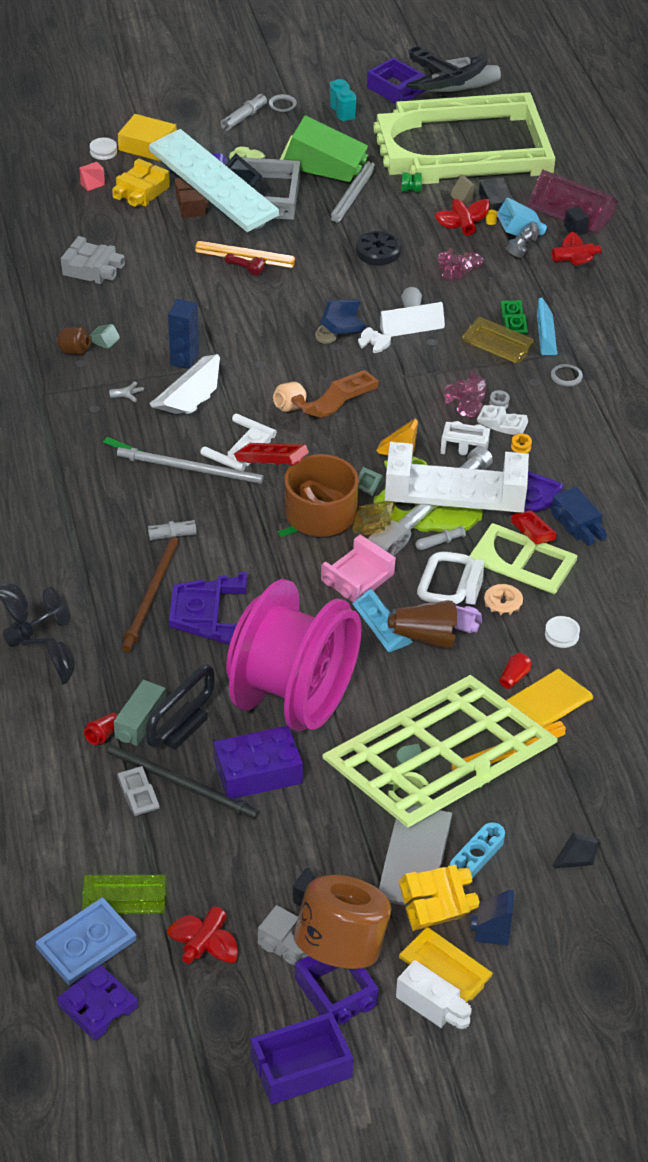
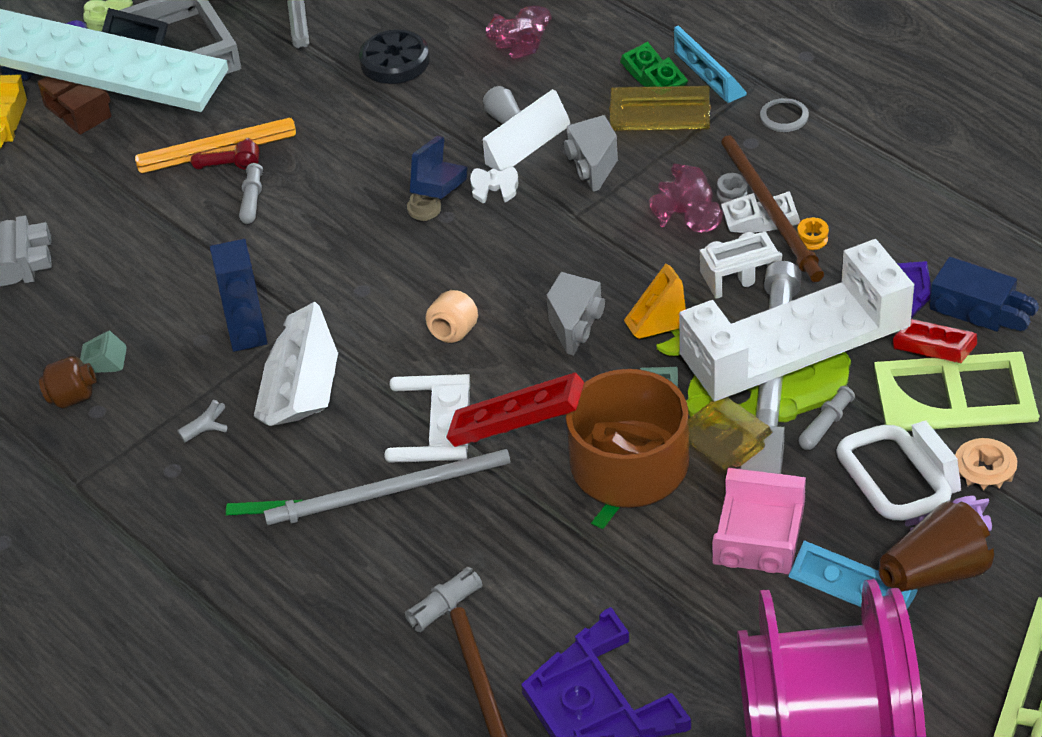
camera: 25 degrees left, 0 degrees up
(245, 285) = (251, 187): none -> light grey piece
(337, 394) = (513, 281): dark orange piece -> none
(355, 422) = (573, 308): none -> light grey slope
(440, 345) = (593, 149): none -> light grey slope
(498, 452) = (806, 259): none -> reddish brown bar

